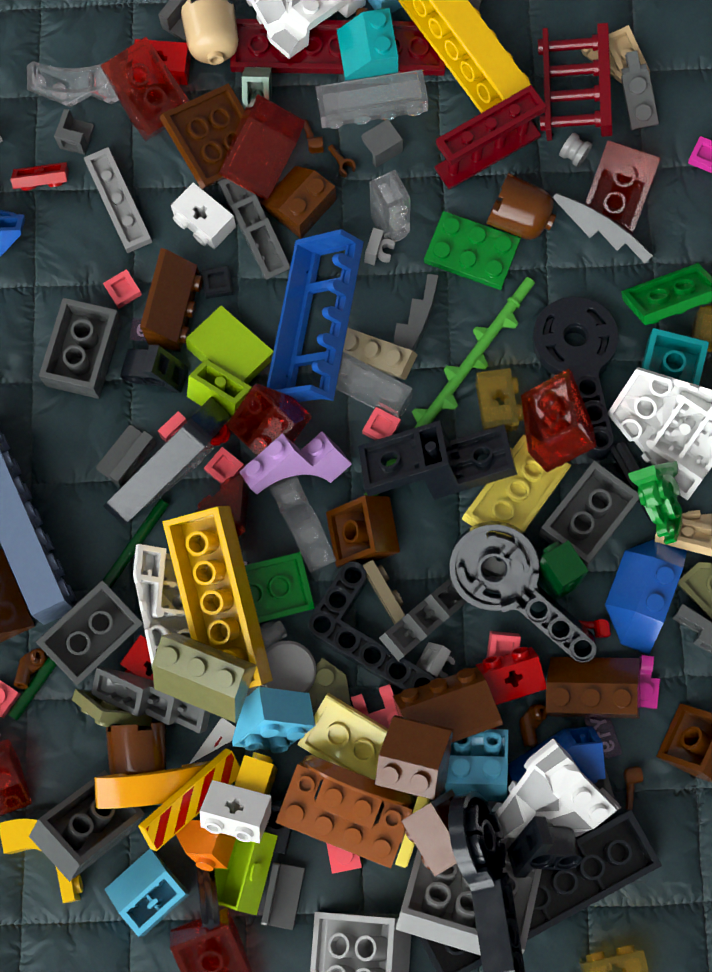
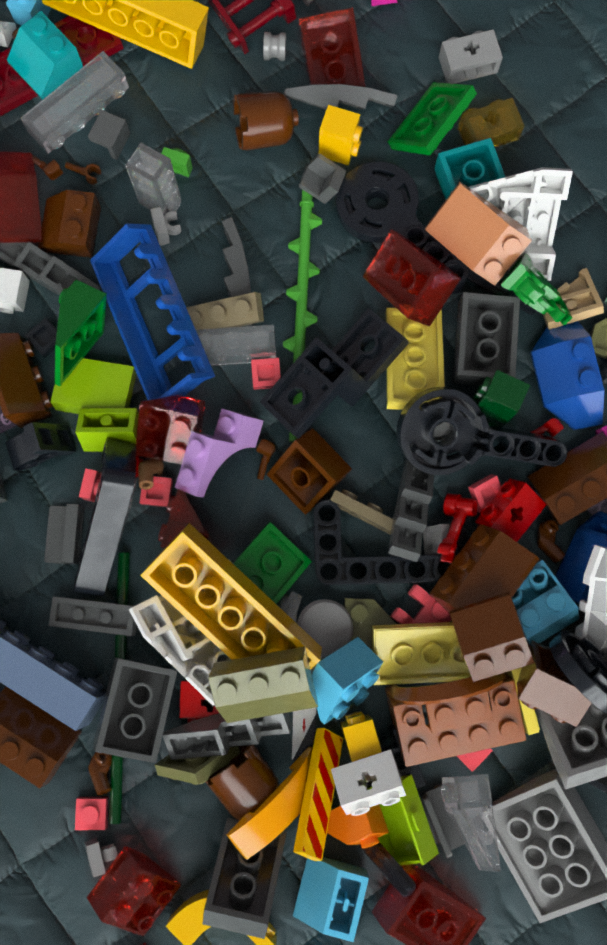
camera: 40 degrees left, 5 degrees up
(103, 536) = (92, 616): none -> dark grey plate
(227, 445) = (146, 470): none -> medium nougat arm
(247, 291) = (79, 326): none -> green slope
(302, 523) = (255, 496): clear arch -> none
(307, 903) = (471, 811): none -> clear slope
(339, 491) = (267, 449): none -> reddish brown hand
(424, 199) = (180, 161): none -> bright green plate
(468, 642) = (459, 509): none -> red brick
(472, 250) = (243, 181): green plate -> none
(489, 137) = (198, 72): dark red fence -> none
(493, 385) = (347, 277): clear yellow brick -> none
(539, 289) = (322, 178): none -> dark grey panel
(578, 261) = (340, 135): none -> yellow brick
(639, 418) = (478, 233): none -> nougat slope

